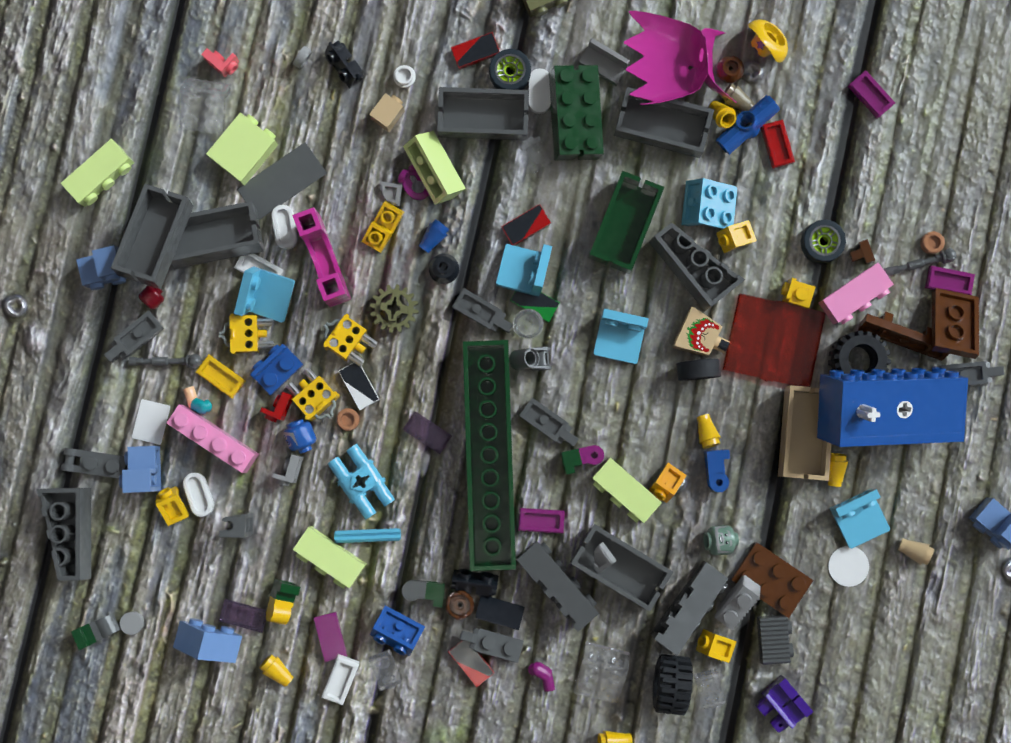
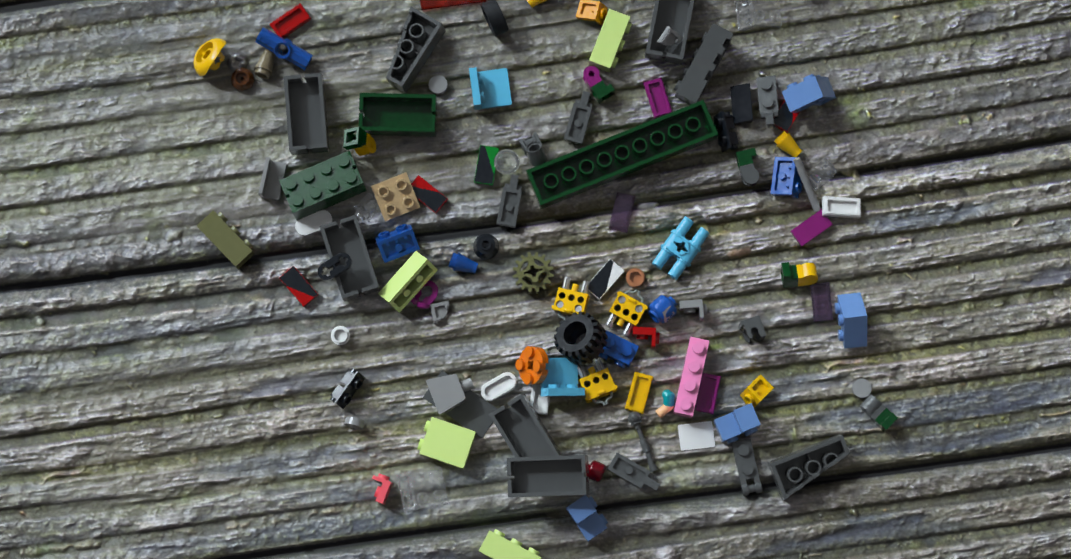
camera: 105 degrees left, 5 degrees down
(190, 452) = (707, 393): none -> magenta tile
(198, 494) = (739, 374): white tile -> none
(276, 670) = (853, 261): yellow cone -> none
(289, 269) = (532, 365): none -> orange plate
(297, 168) = (448, 392): none -> light grey torso
(305, 317) = (569, 332): none -> black tyre
(317, 241) = (531, 327): dark pink arch -> none
(329, 557) = (750, 250): yellowish green brick -> none
(368, 535) = (721, 228): medium azure axle -> none
(378, 650) = (807, 185): none -> light grey bar
(383, 226) = (469, 307): yellow slope -> none
(387, 112) = (375, 337): tan brick -> none
(434, 646) = (787, 144): none -> yellow cone
(459, 612) = (749, 130): reddish brown plate -> none
(480, 699) = (810, 92): none -> medium blue brick
(481, 88) = (337, 270): none -> black beam
(483, 172) = (397, 242): none -> blue bracket
(515, 61) = (296, 251): wheel -> none
(523, 269) = (463, 180): medium azure bracket -> none
(535, 188) = (395, 196): none -> tan hinge
(544, 673) = (775, 53): magenta arm -> none
(610, 168) = (360, 142): none -> dark green leg
(645, 281) = (438, 85): none -> light grey tile
(668, 51) = (247, 130): dark pink piece -> none
(699, 334) = (465, 27): tan torso -> none
(709, 203) = (359, 57): medium azure bracket -> none
(723, 114) = (284, 67): yellow cone -> none
(736, 236) = (377, 27): yellow bracket -> none

